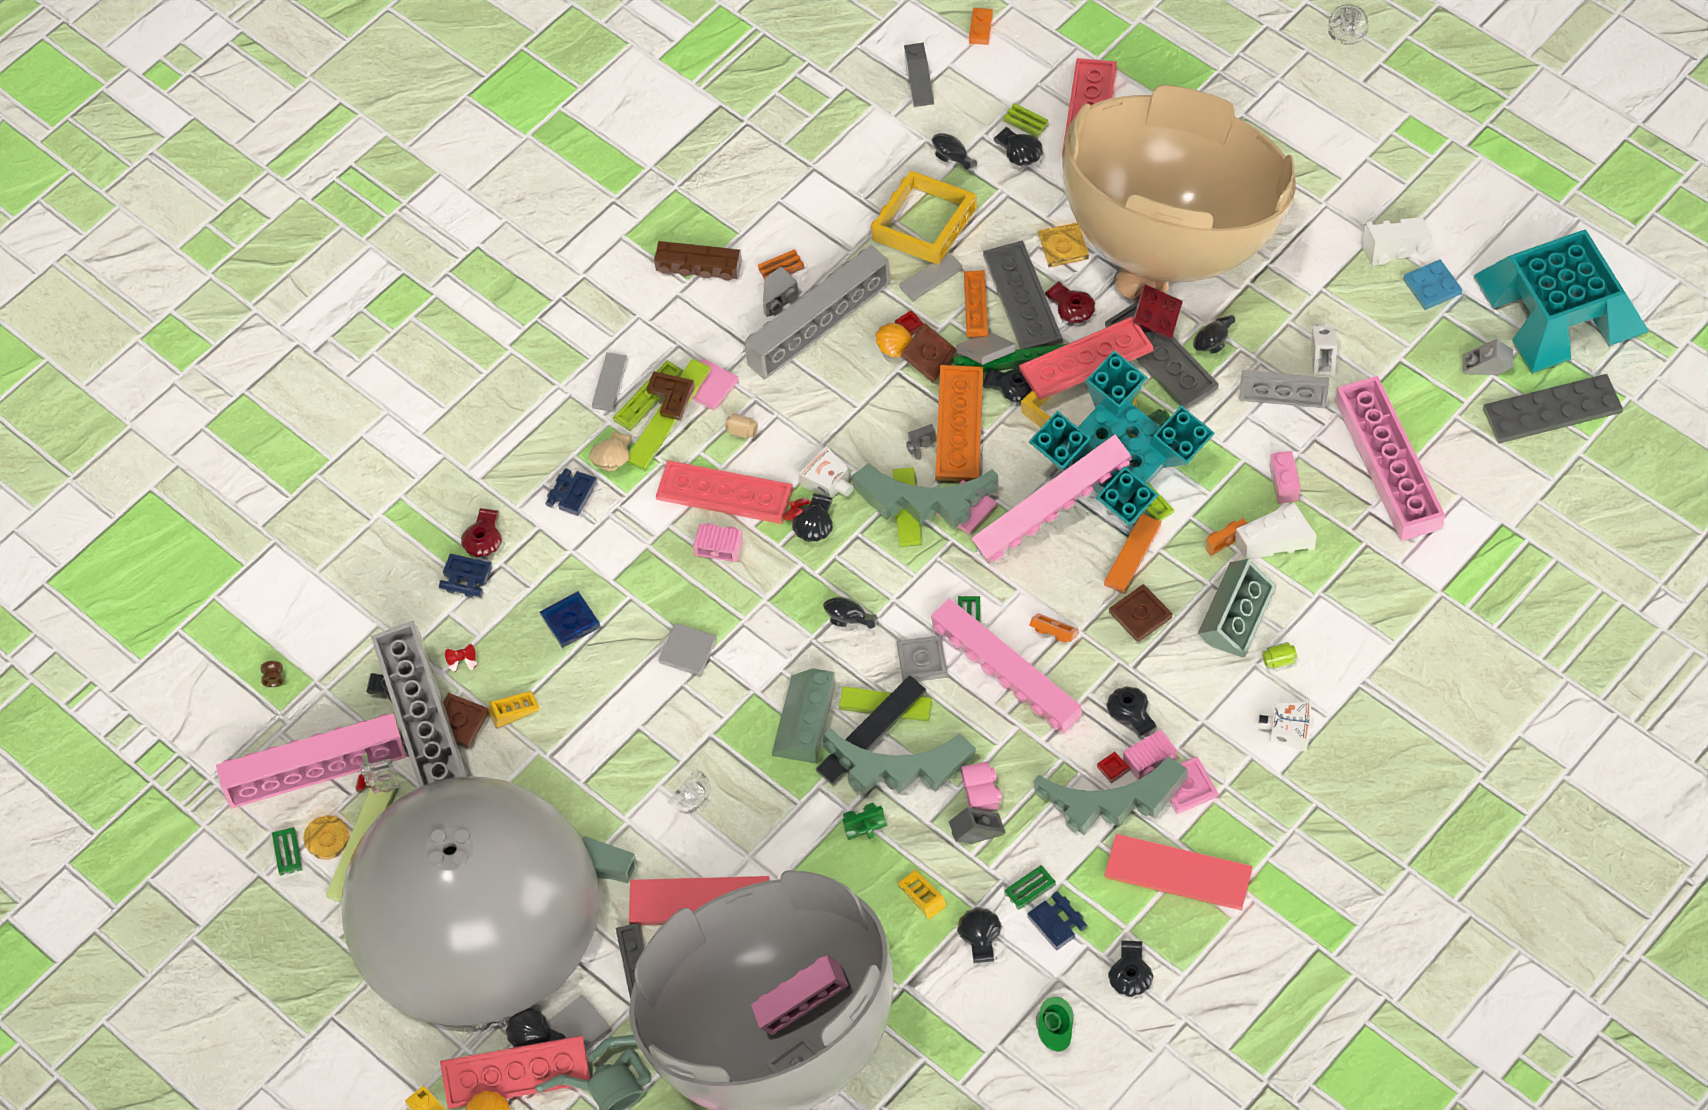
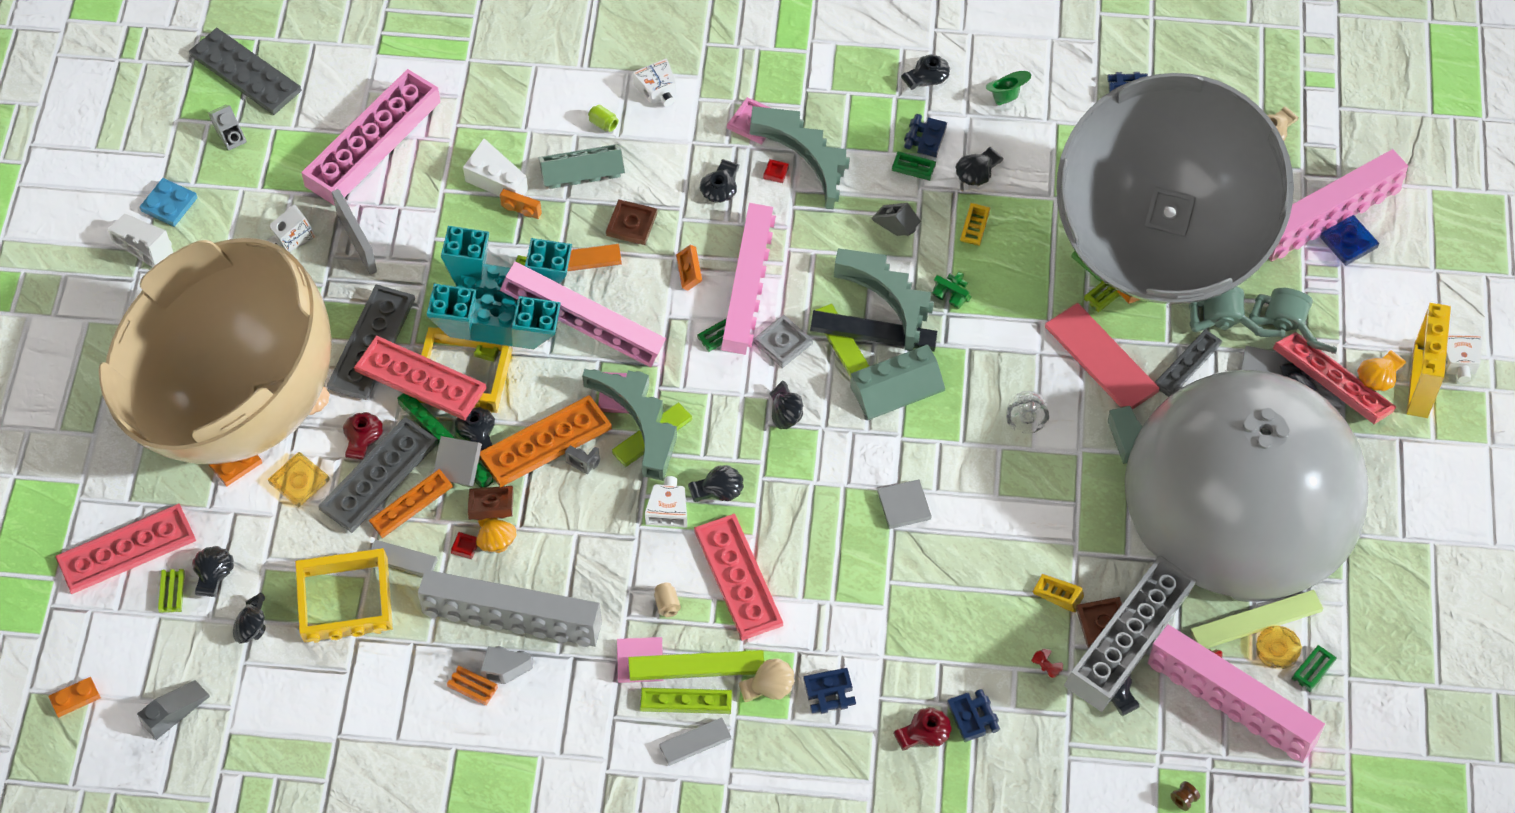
camera: 130 degrees left, 0 degrees up
(379, 775) = (1206, 624): clear bracket -> none
(570, 619) = (948, 604): clear blue plate -> none
(676, 393) = (675, 662): reddish brown plate -> none
(698, 260) = (515, 753): reddish brown brick -> none
(718, 542) = (793, 542): bright pink brick -> none
(794, 510) = (724, 506): red piece -> none
(799, 994) = (1131, 218): bright pink brick -> none
(980, 787) = (863, 234): bright pink brick -> none
(1149, 754) = (750, 149): bright pink brick -> none
(1156, 311) = (343, 352): dark red bracket -> none
(1178, 872) = (828, 89): coral tile -> none
(1213, 335) = (337, 309): black animal -> none
(1284, 477) = (437, 194): bright pink brick -> none
(1561, 287) = (128, 95): teal slope -> none

